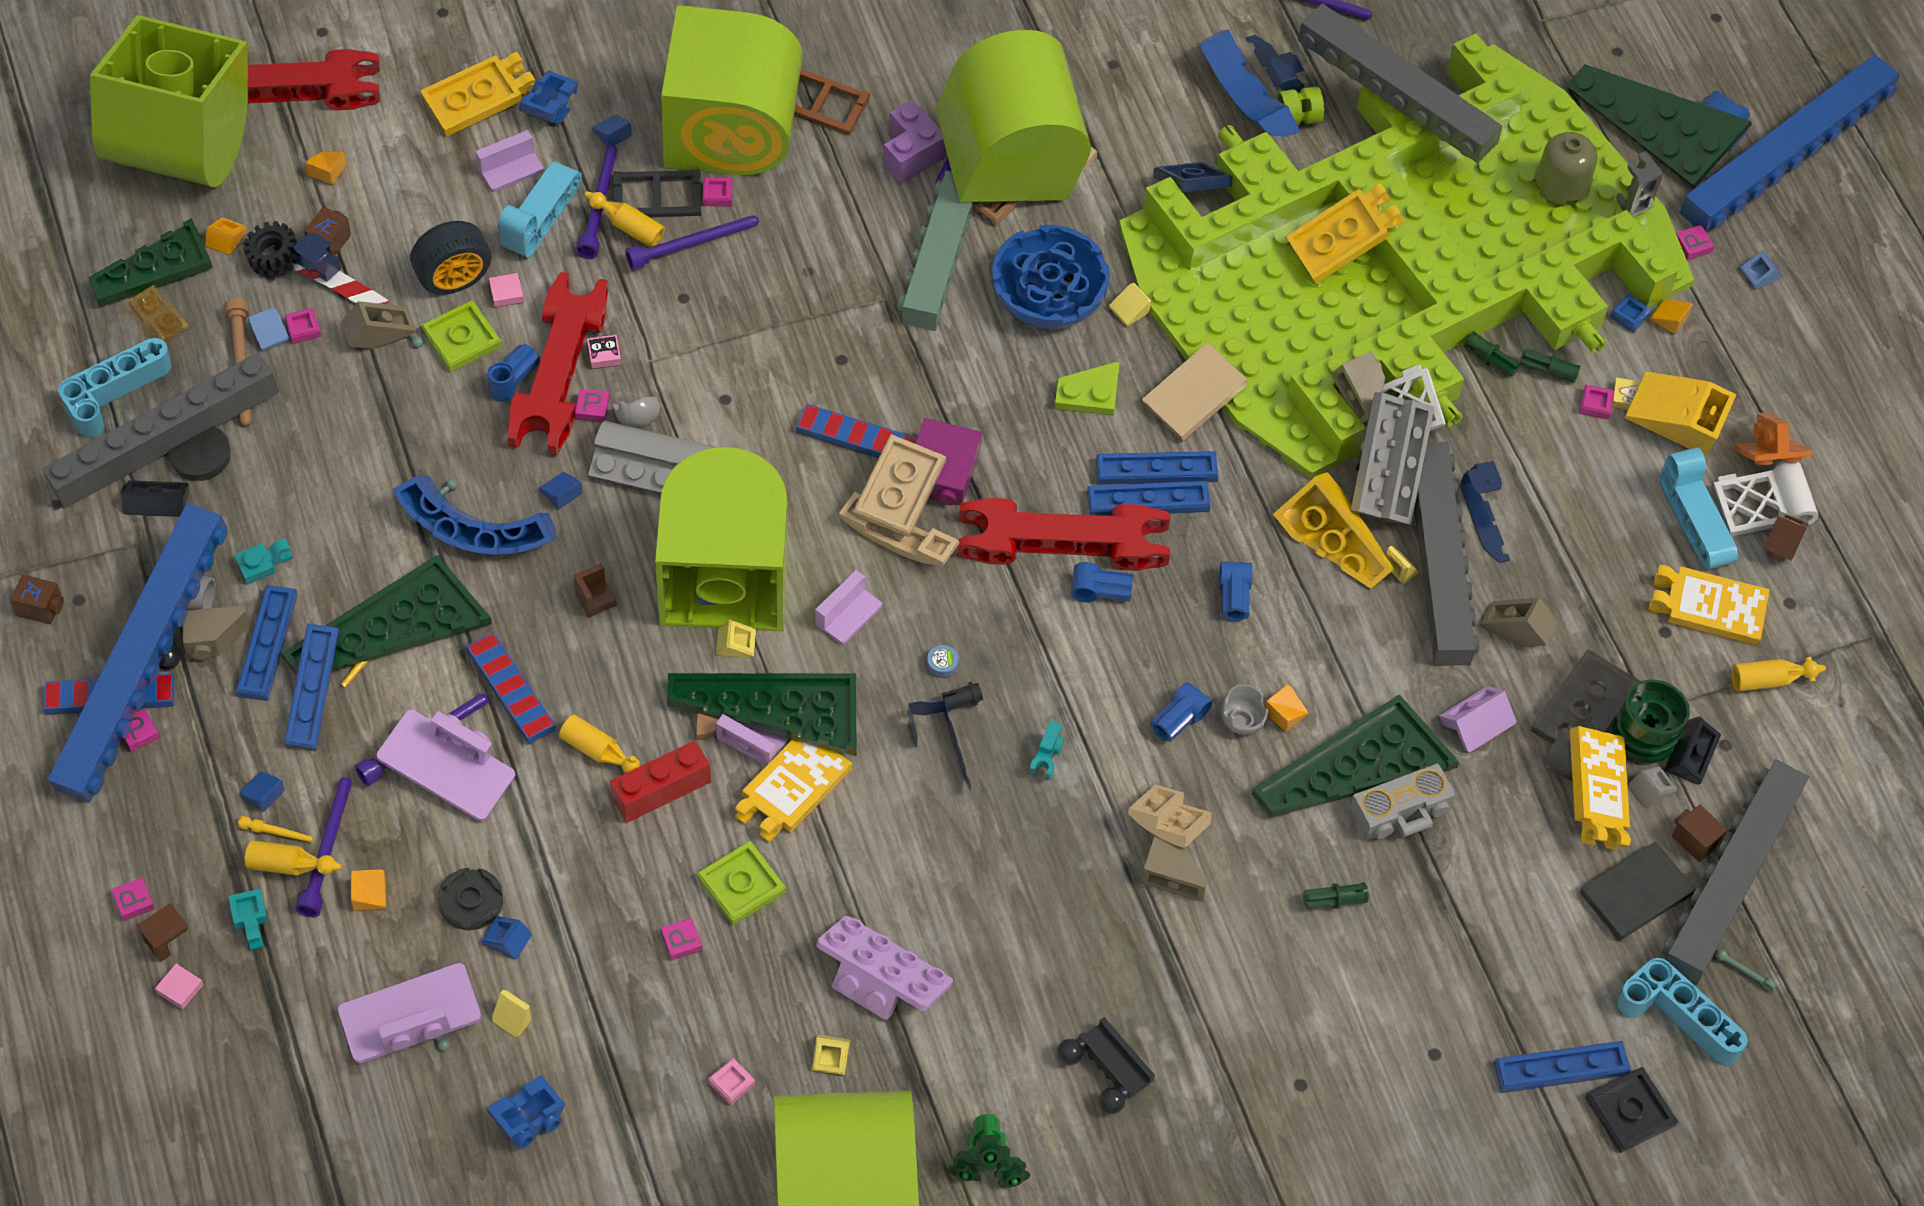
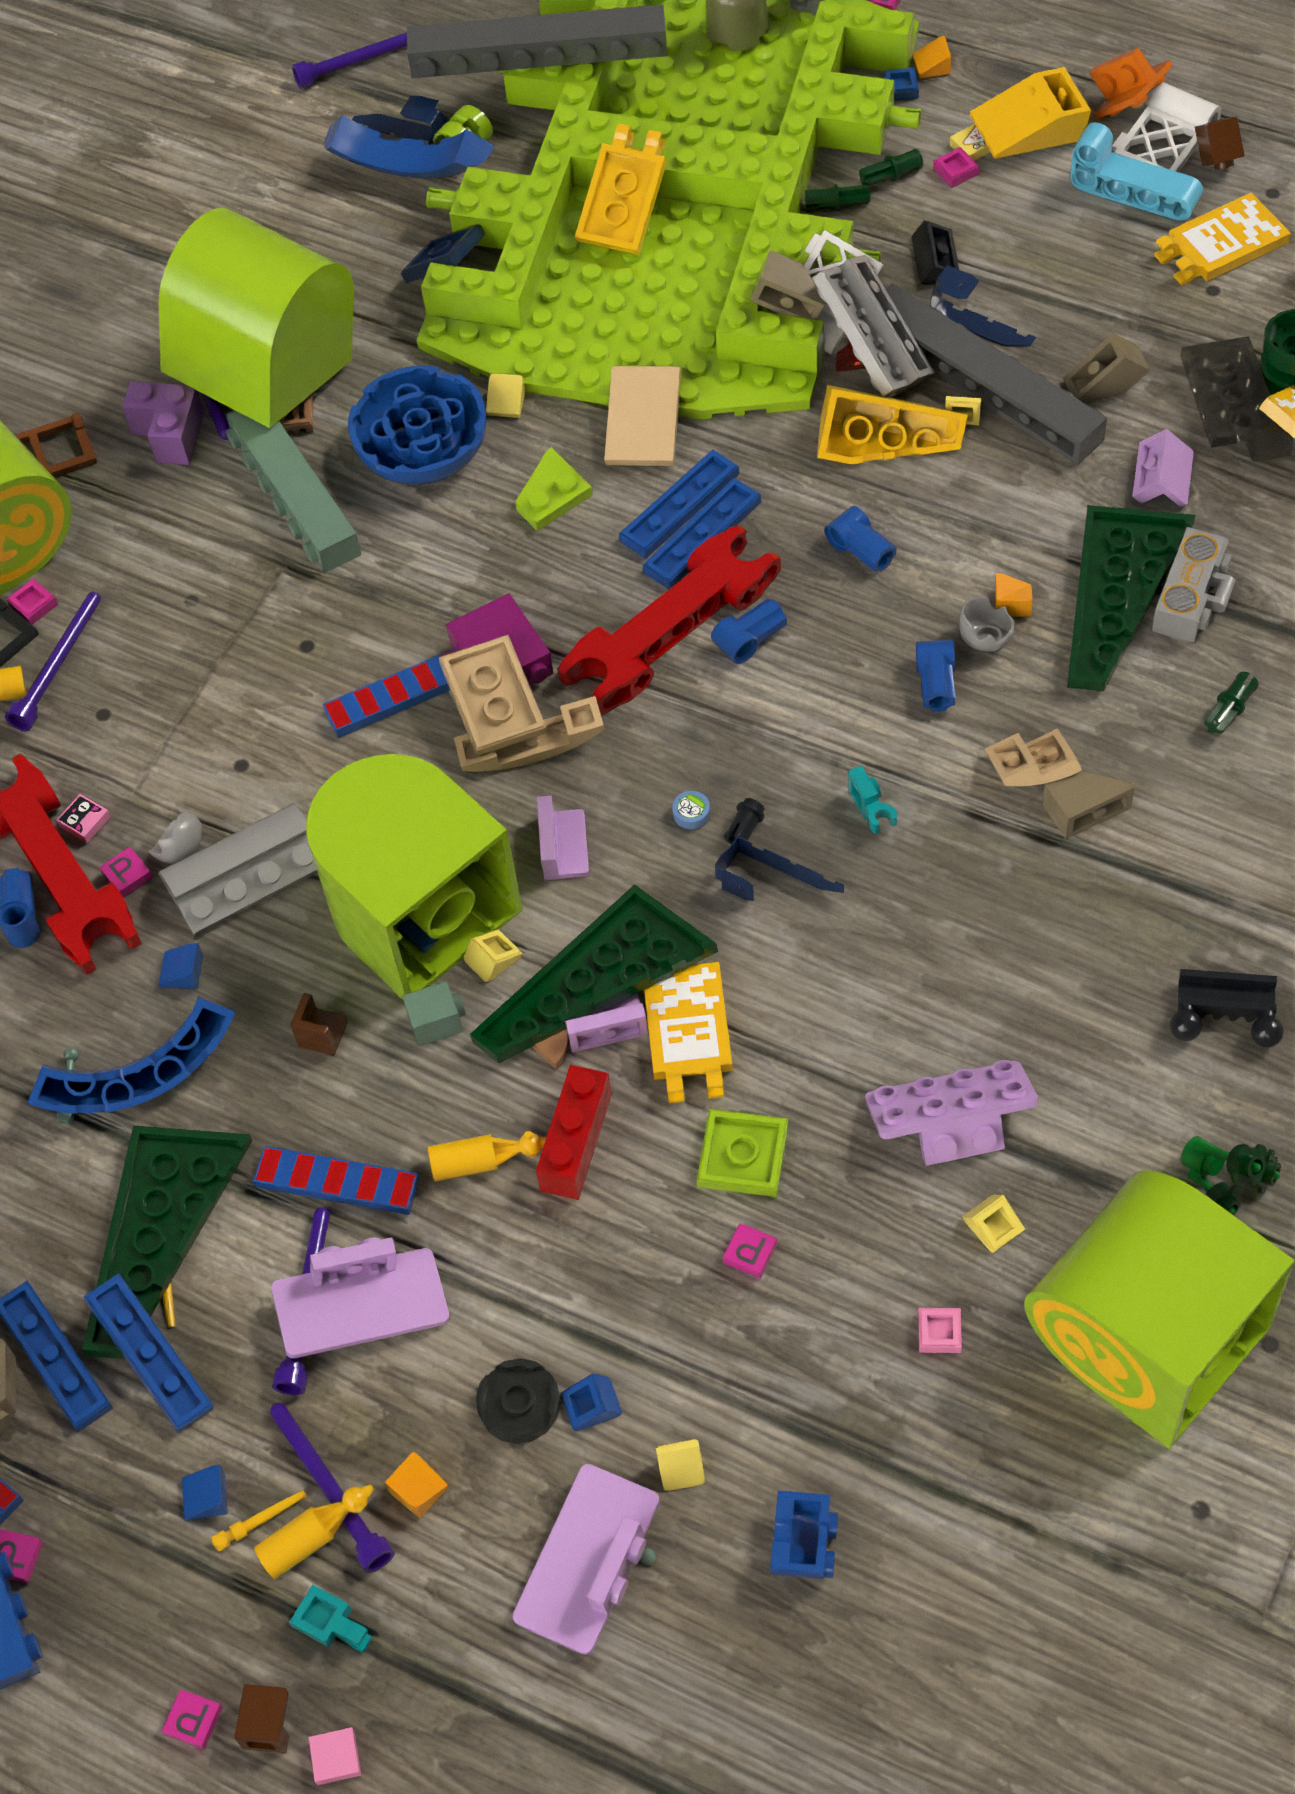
camera: 35 degrees left, 0 degrees up
(662, 643) = (434, 1013): none -> sand green brick
(1513, 448) = (933, 251): none -> black slope

